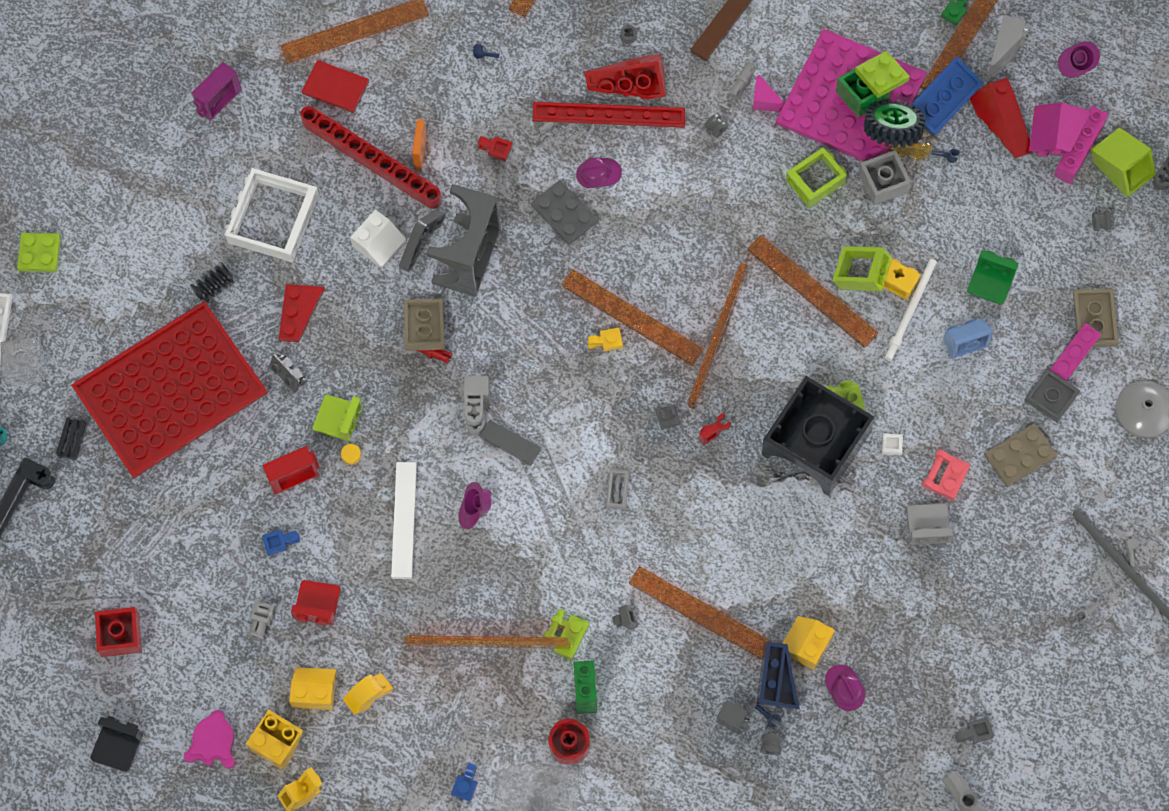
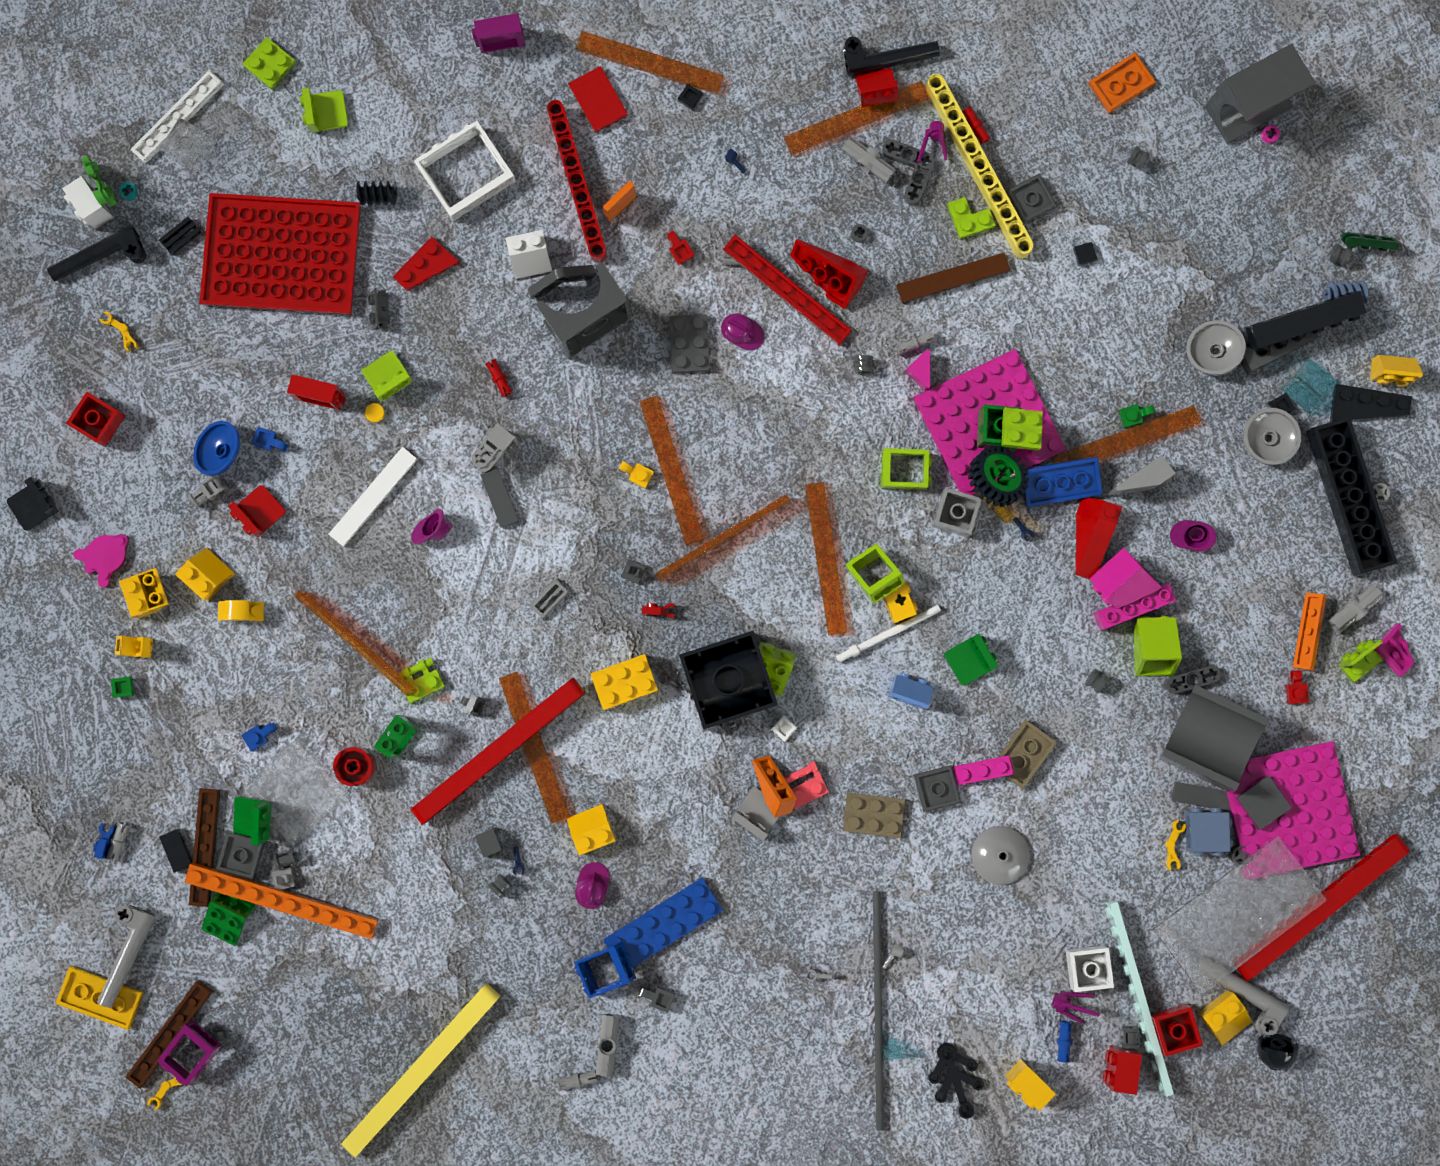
camera: 35 degrees right, 15 degrees up
(79, 546) = (127, 338): none -> yellow piece
(116, 253) = (324, 110): none -> lime bracket
(234, 576) = (216, 448): none -> blue dish
(408, 32) = (690, 97): none -> black tile
(424, 324) = (507, 353): dark tan plate -> none
(677, 638) = (497, 751): none -> red beam
(734, 504) = (624, 682): none -> yellow brick
(776, 678) = (542, 842): dark blue wedge -> none
(924, 722) = (620, 962): none -> blue window
(928, 492) = (774, 787): none -> orange slope
(928, 672) = (666, 922): none -> blue plate

